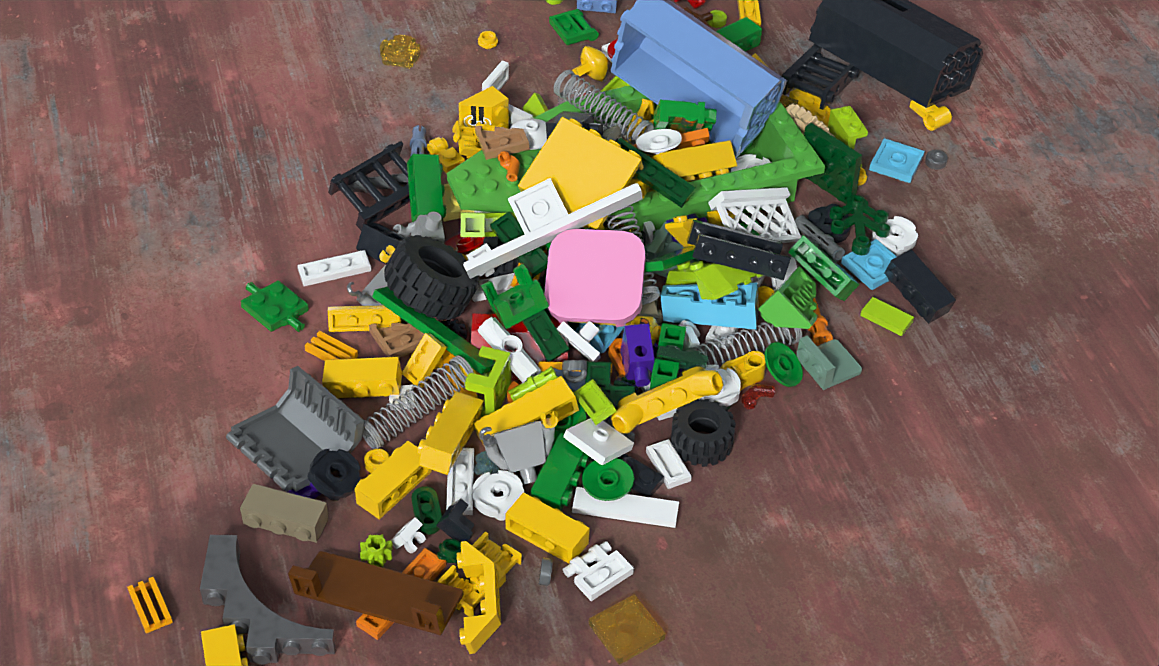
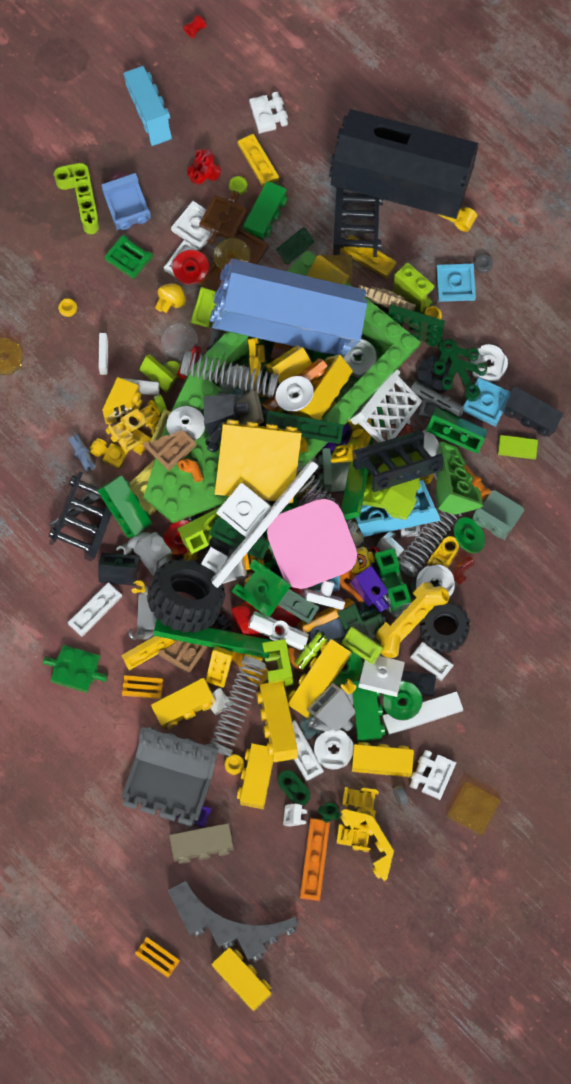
camera: 25 degrees left, 25 degrees up
(325, 482) = (208, 801): black plate -> none
(376, 550) = (280, 833): lime gear -> none
(377, 592) = (303, 871): reddish brown bracket -> none
(455, 523) = (321, 789): black panel -> none
(573, 366) = (332, 623): dark grey tile -> none
(683, 116) = (300, 359): green hips -> none
(686, 359) = (397, 579): clear green plate -> none

